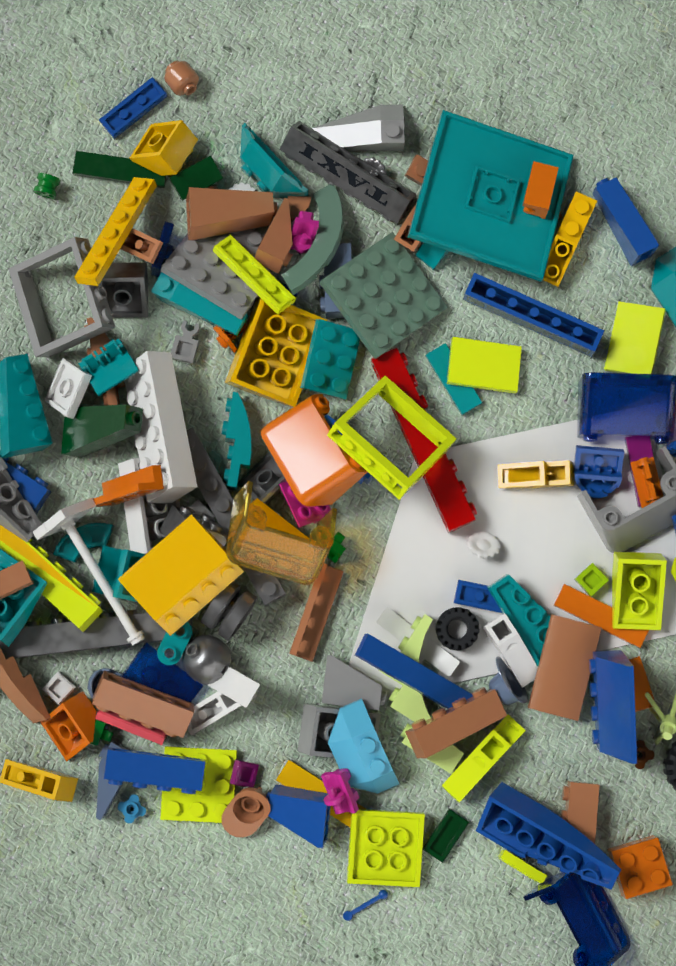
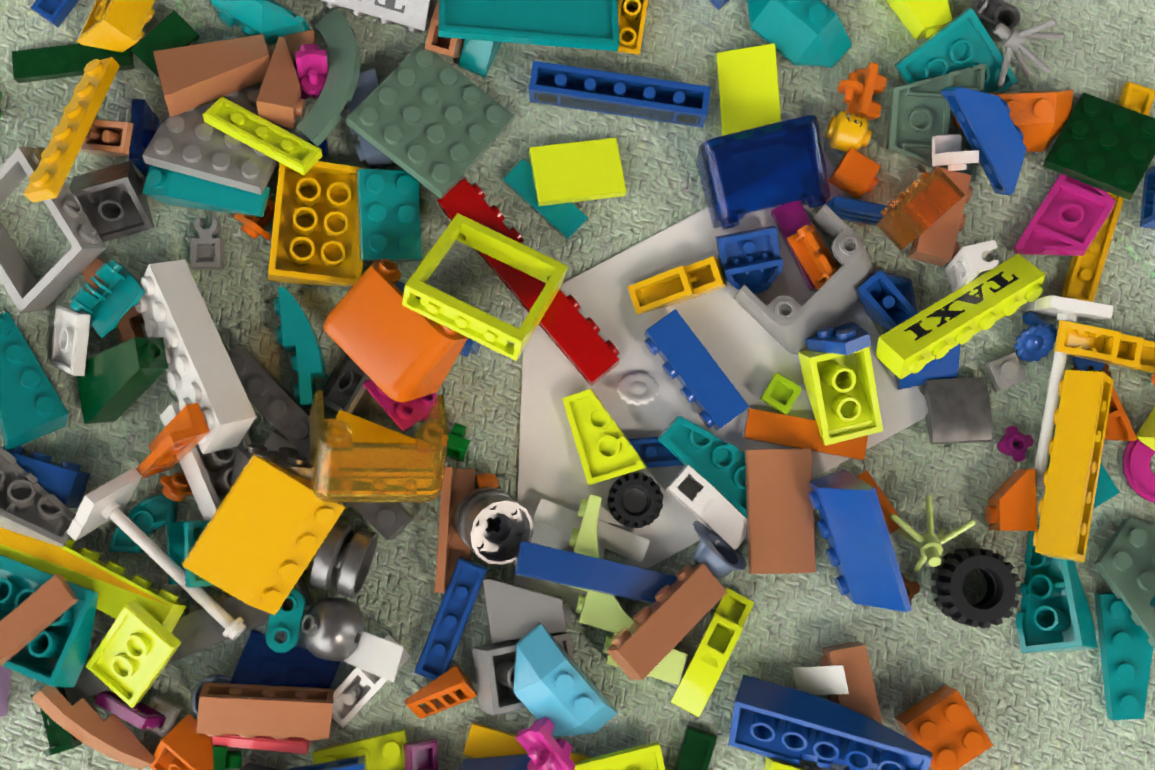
camera: 20 degrees left, 0 degrees up
(41, 675) = (139, 716): none -> magenta tile
(60, 634) = (133, 653): none -> neon yellow tile
(116, 520) = (175, 487): none -> orange plate
(279, 730) = (442, 693): none -> orange slope
(294, 678) = (451, 618): none -> blue tile
(348, 584) = (487, 480): none -> orange hinge
(350, 626) = (501, 537): none -> flat silver wheel
(443, 575) = (599, 440): none -> neon yellow wing
(531, 543) = (695, 370): none -> blue brick
(559, 801) = (821, 680): none -> white sticker
(646, 551) = (839, 340): none -> blue wing

